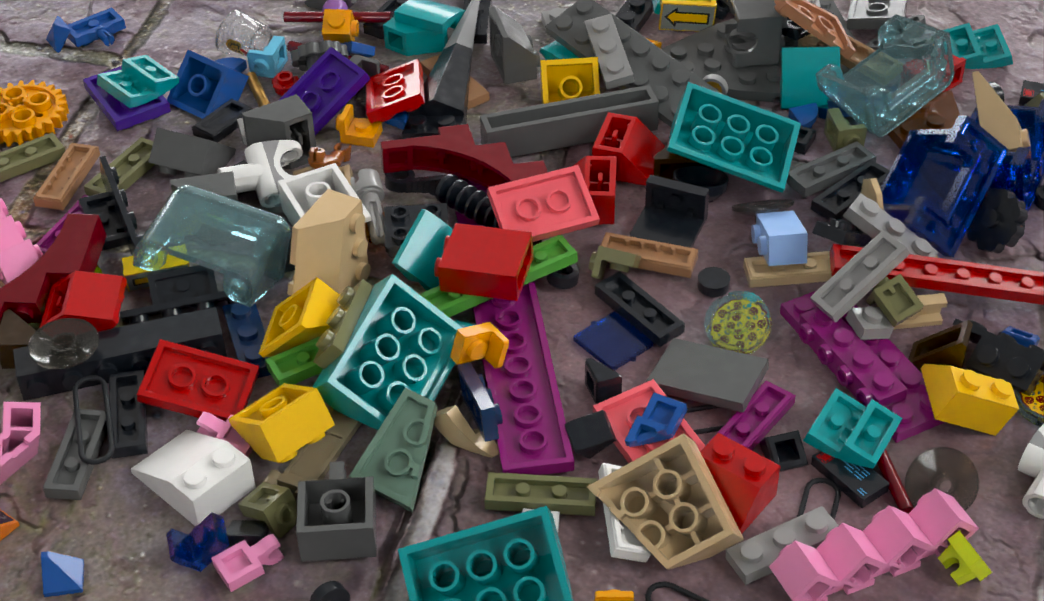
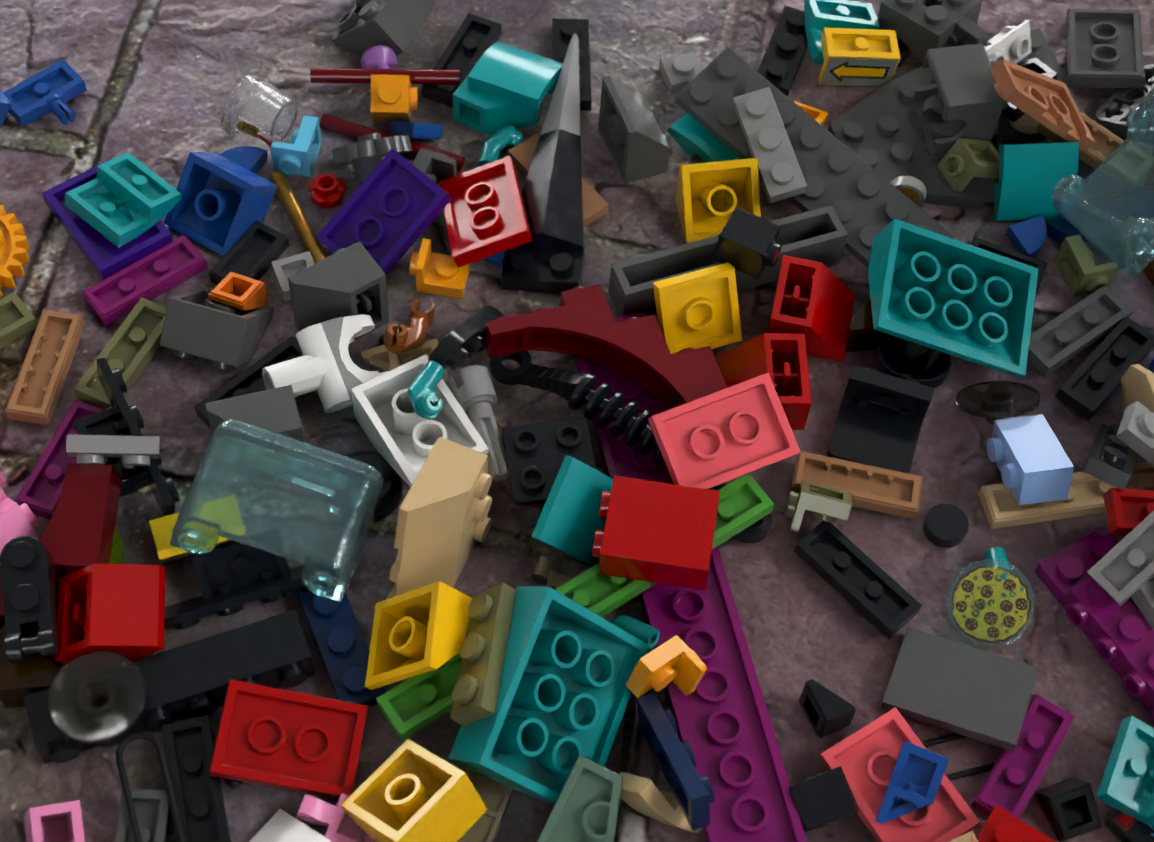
camera: 10 degrees left, 15 degrees up
(26, 290) = (28, 599): none -> black plate
(100, 201) = (97, 449): none -> light grey hinge
(121, 139) = (144, 278): none -> magenta tile
(212, 131) = (240, 292): none -> orange slope
(329, 177) = (422, 392): none -> teal arm
(360, 155) = (464, 339): none -> black plate
(418, 53) = (503, 137): none -> teal arm
(542, 139) = (699, 308): none -> yellow plate
(579, 100) = (748, 243): none -> black brick
(613, 341) = (827, 629): clear blue piece -> none
(759, 62) = (967, 160): none -> olive bracket

